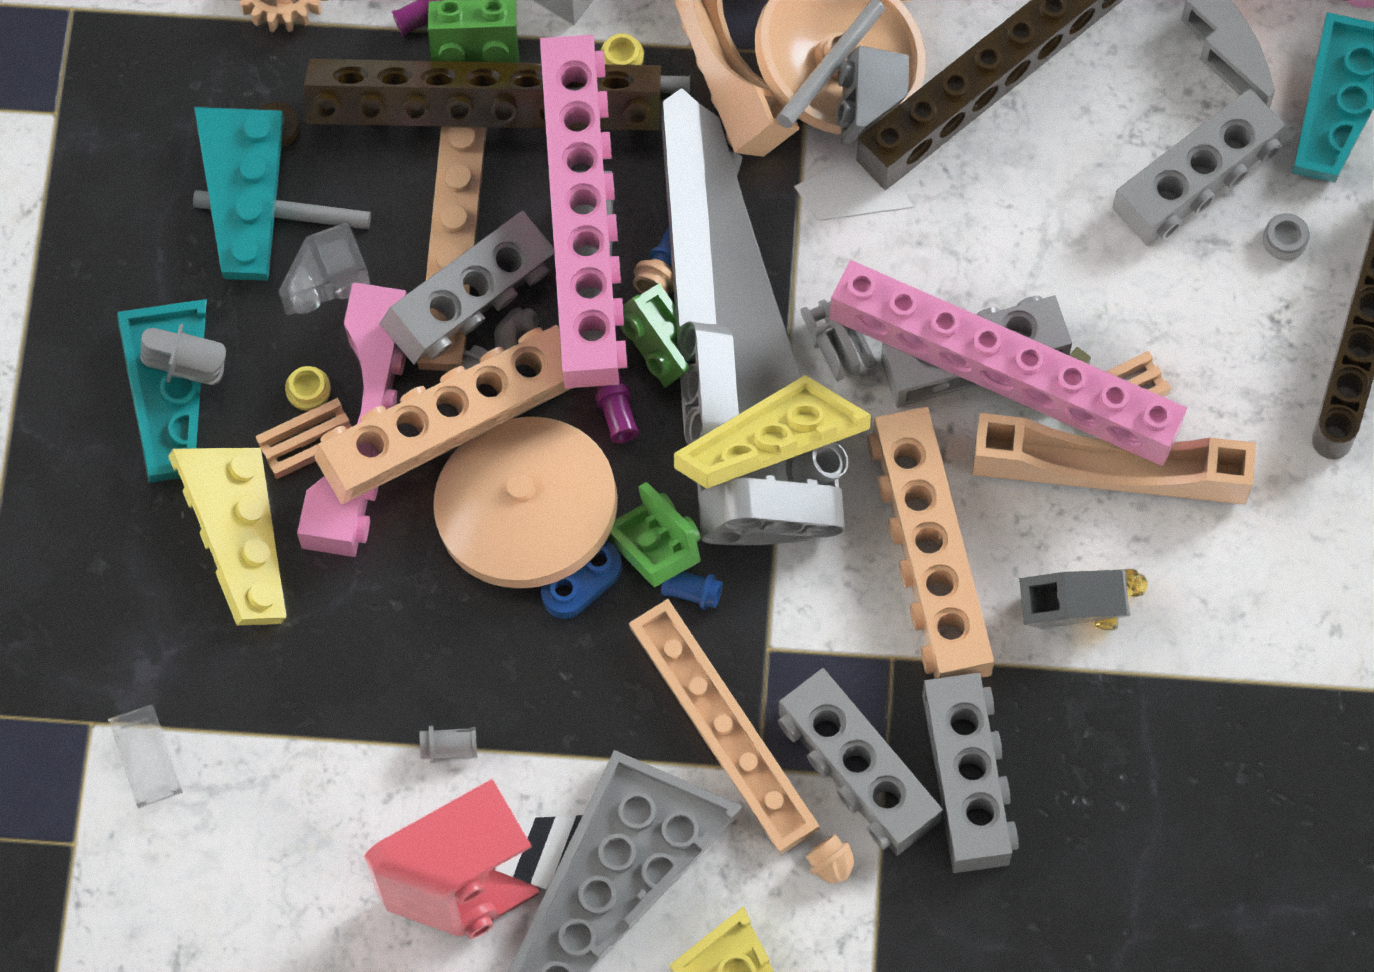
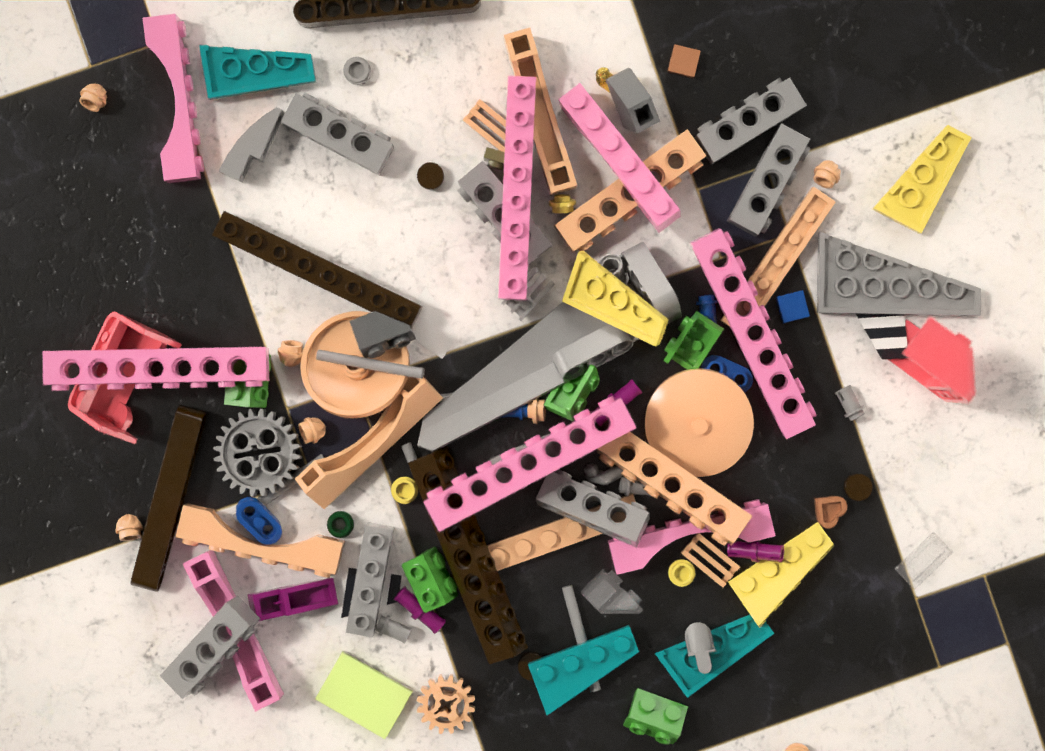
camera: 115 degrees left, 20 degrees up
(112, 262) = (655, 717): none -> bright green bracket
(286, 502) = (756, 551): none -> magenta pin
(295, 645) = (829, 509): none -> nougat tile
(310, 703) = (858, 487): none -> dark brown tile
(605, 617) = (788, 422): none -> bright pink brick
(641, 722) = (792, 306): none -> blue tile
(919, 548) = (620, 157): none -> bright pink arch
(955, 440) = (562, 203): none -> light yellow plate
(1080, 274) = (430, 176): none -> dark brown tile
(1106, 716) = (684, 61): none -> nougat tile

